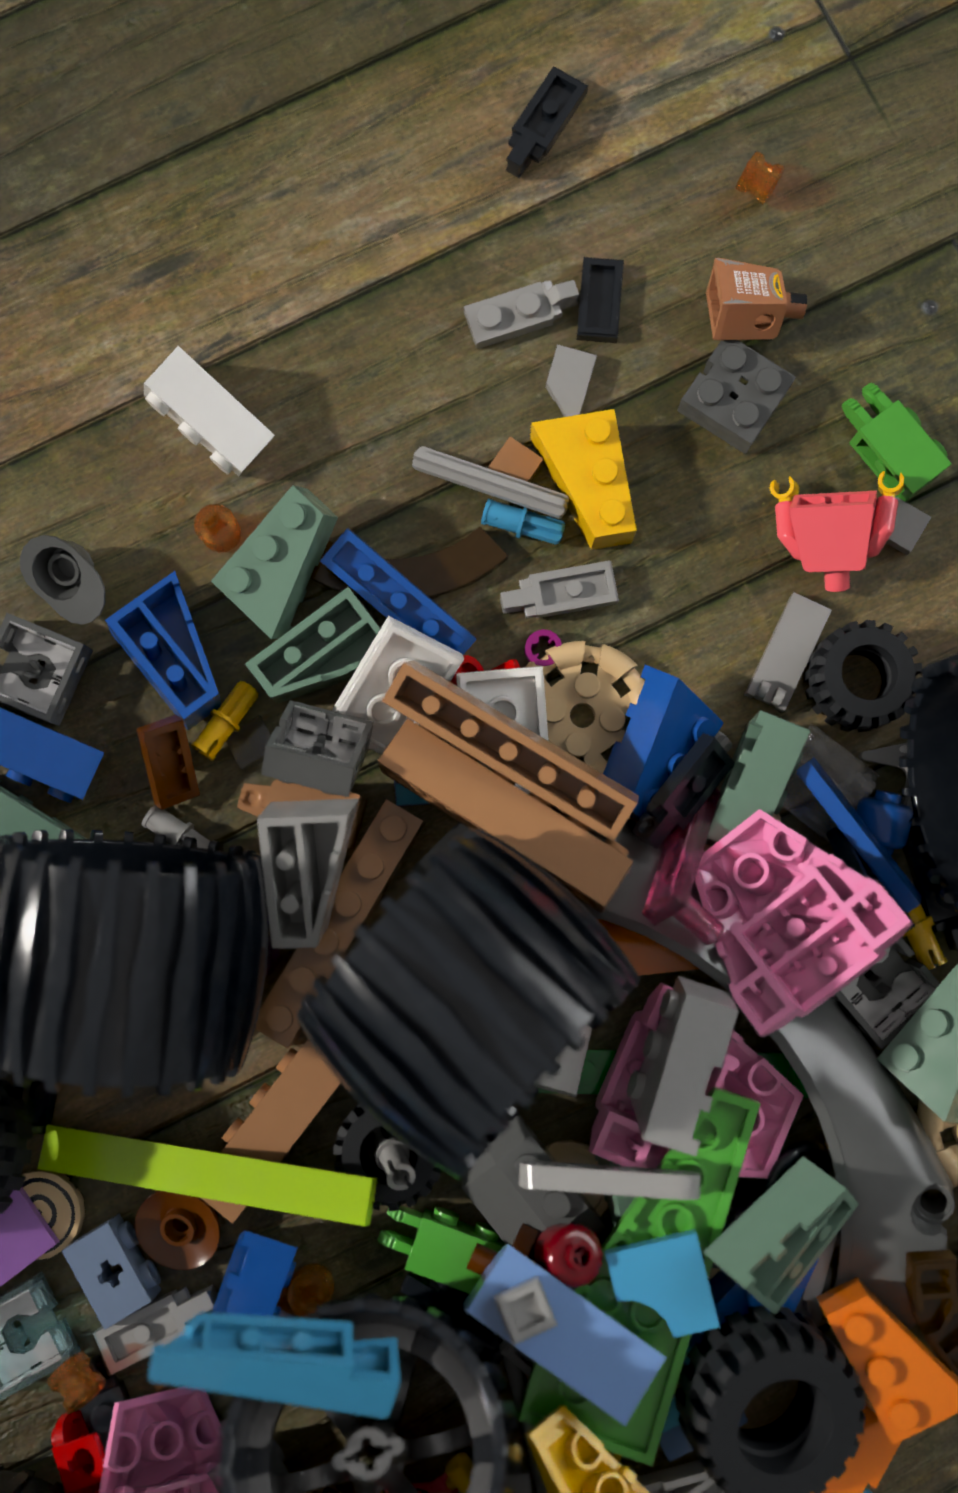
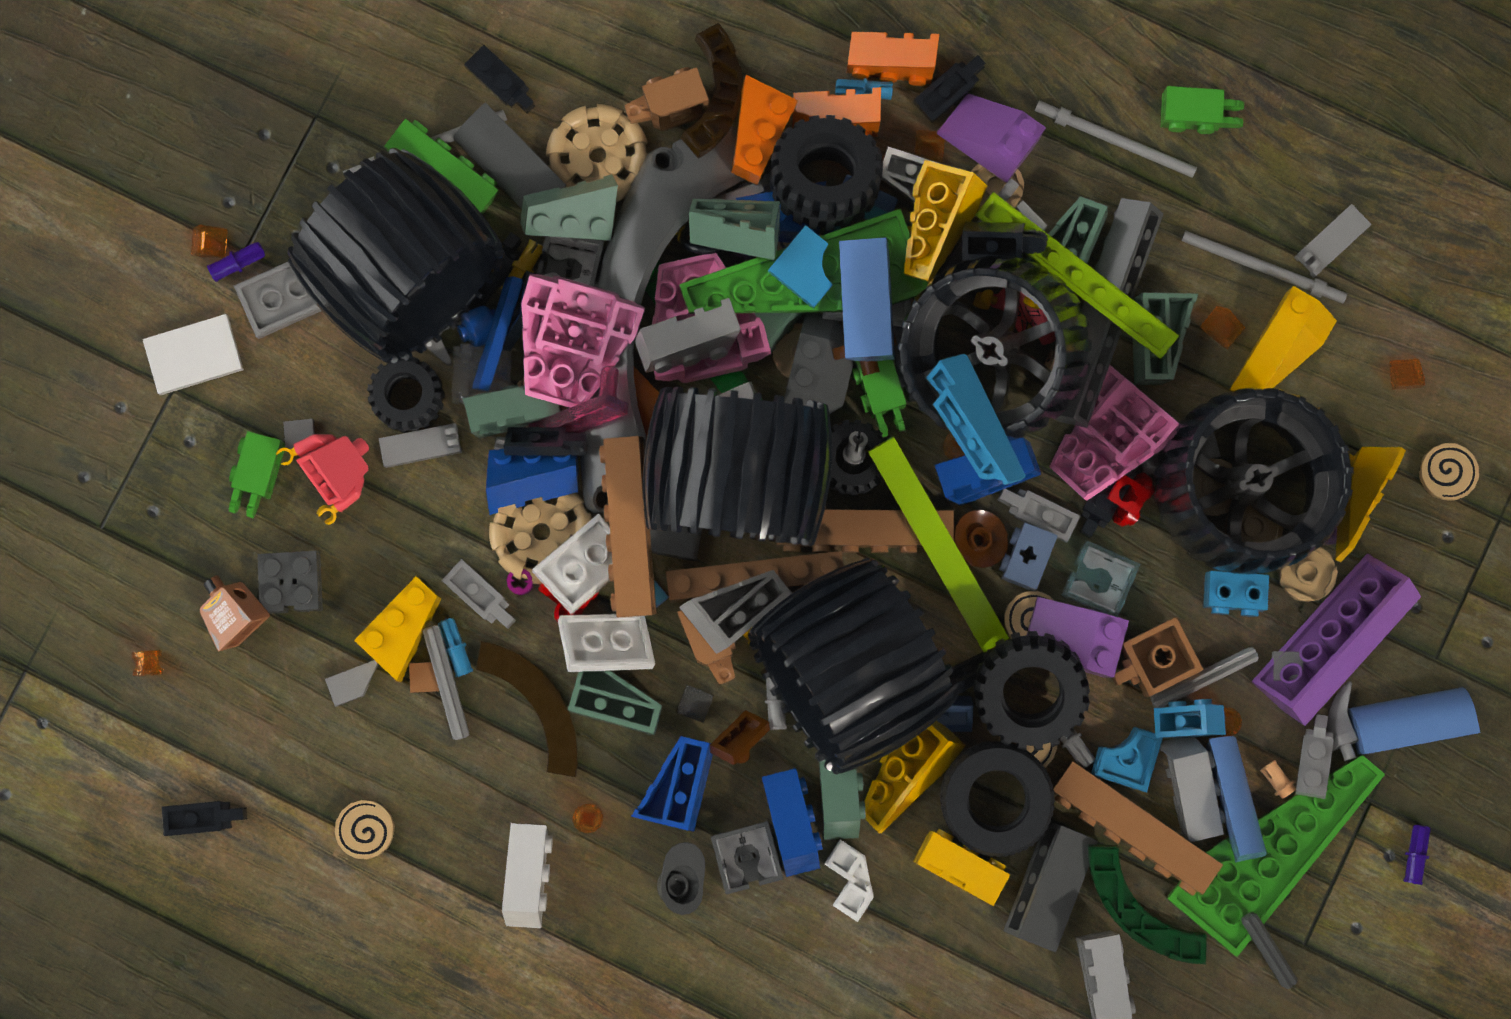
camera: 135 degrees left, 0 degrees up
(76, 1382) = (1093, 529): clear orange wheel -> none
(225, 720) = (693, 727): yellow axle -> none
(277, 560) = (585, 763): sand green wedge -> none
(317, 749) = (668, 653): dark grey piece -> none
(392, 592) = (551, 685): blue plate -> none
(397, 282) = (364, 829): none -> tan tile
(511, 749) = (591, 548): medium nougat brick -> none
(519, 311) = (331, 745): light grey hinge -> none
(525, 1310) = (869, 326): light grey tile -> none
(569, 1254) = (827, 325): dark red head -> none
(600, 300) = (288, 703): black tile -> none
(610, 1180) = (776, 332): light grey beam -> none

